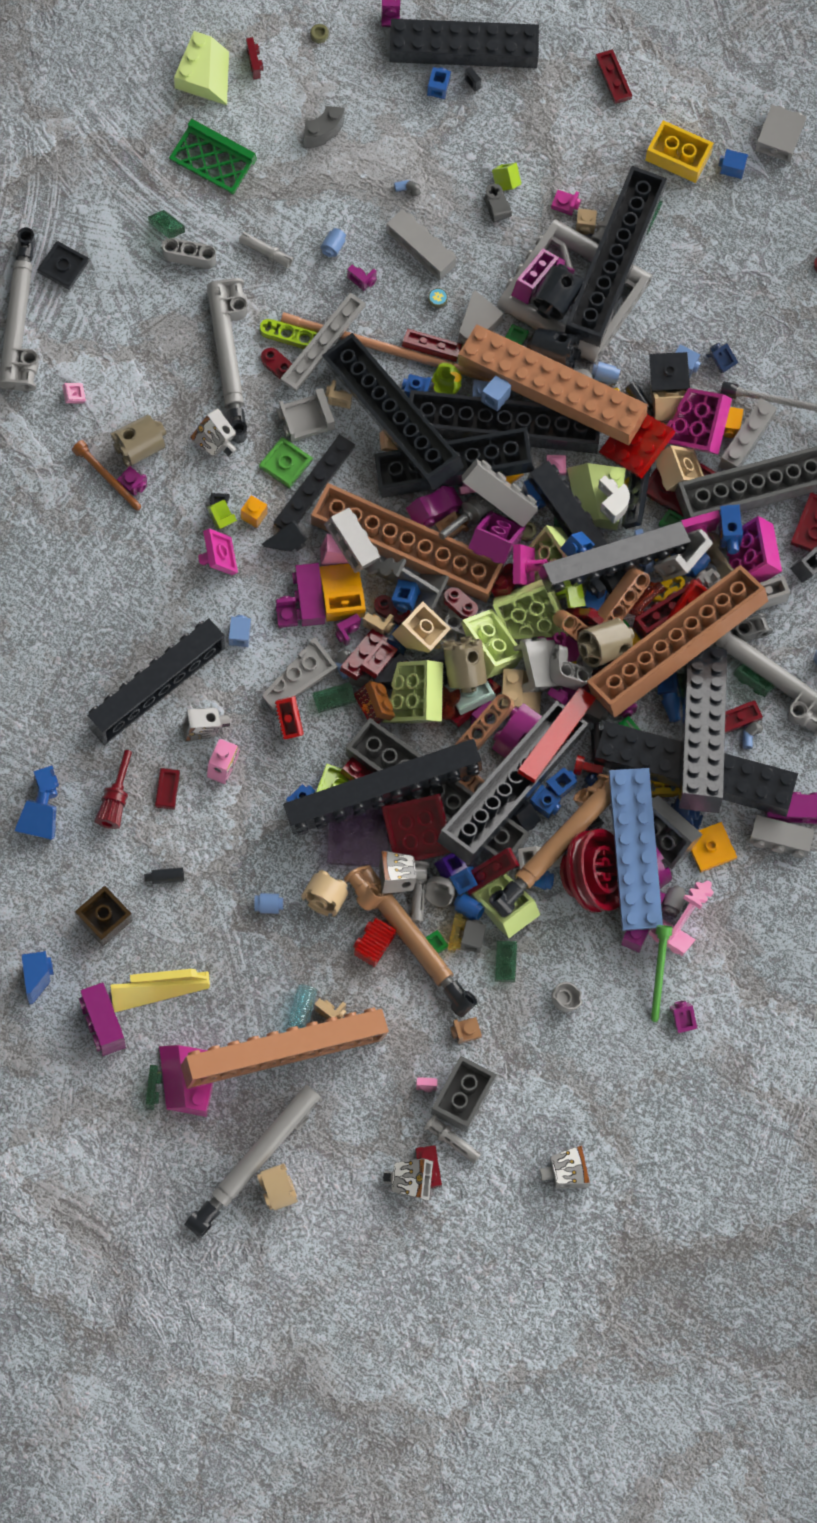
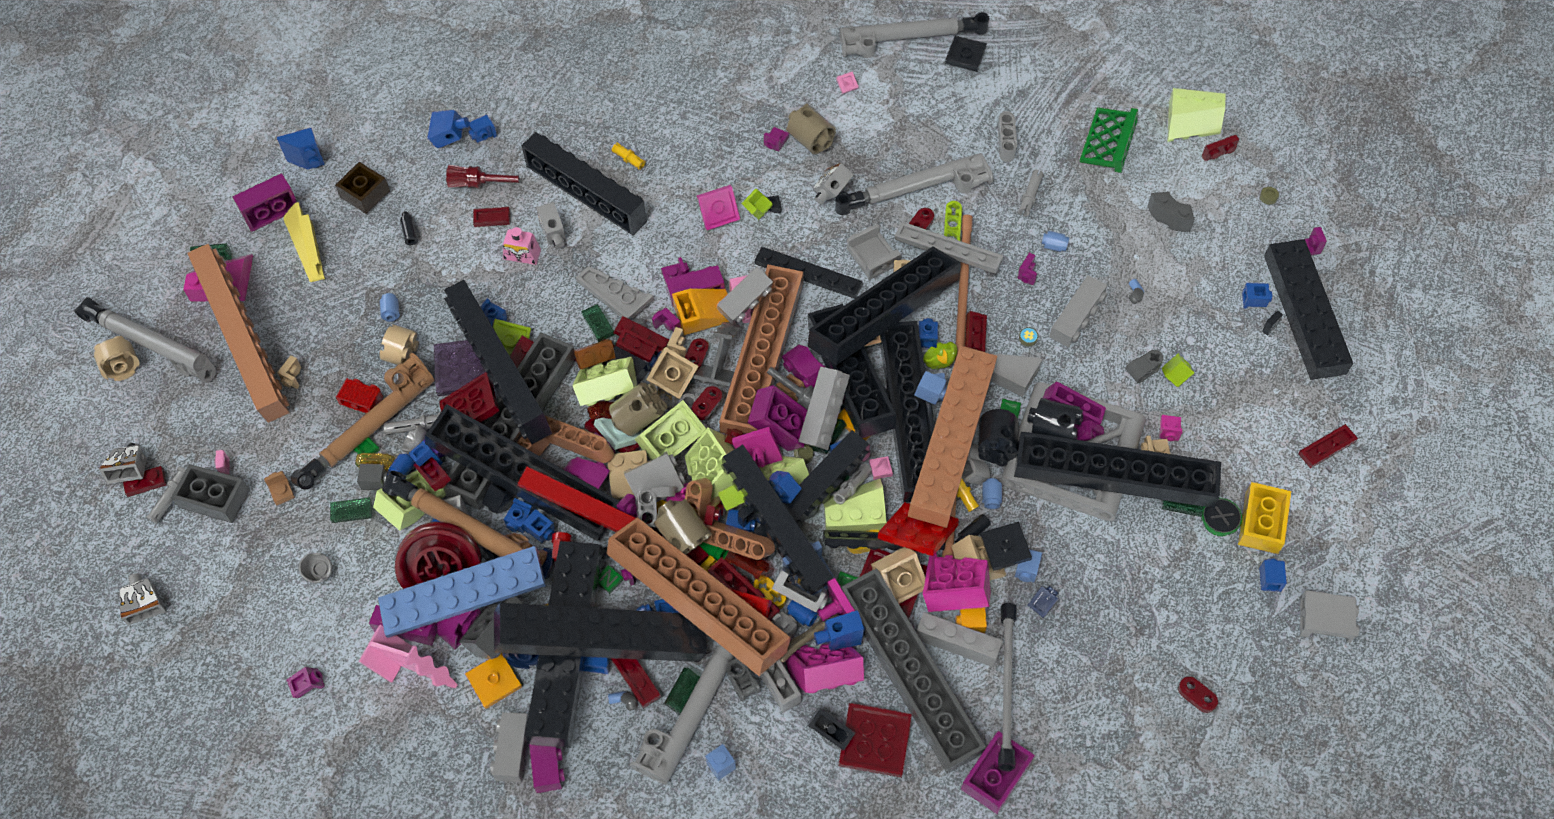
camera: 85 degrees right, 10 degrees down
(81, 449) = (795, 98): dark orange piece -> none
(121, 634) = (628, 156): none -> yellow pin
(166, 224) = (1027, 113): clear green plate -> none
(239, 631) = (648, 239): medium blue brick -> none
(254, 511) = (766, 228): light orange brick -> none
(285, 462) = (824, 247): bright green tile -> none
(287, 539) = (744, 256): black slope -> none
(289, 717) = (566, 286): red brick -> none
(302, 1006) = (283, 349): clear light blue pin -> none
(399, 872) = (421, 396): light grey torso -> none
(405, 595) = (704, 355): blue brick -> none
(586, 496) = (849, 487): none -> light grey pin
(618, 498) = (843, 516): white brick -> none
(663, 933) = (376, 635): bright green piece -> none
(673, 901) = (432, 649): light grey brick -> none
(674, 187) = (1223, 518): none -> black tile

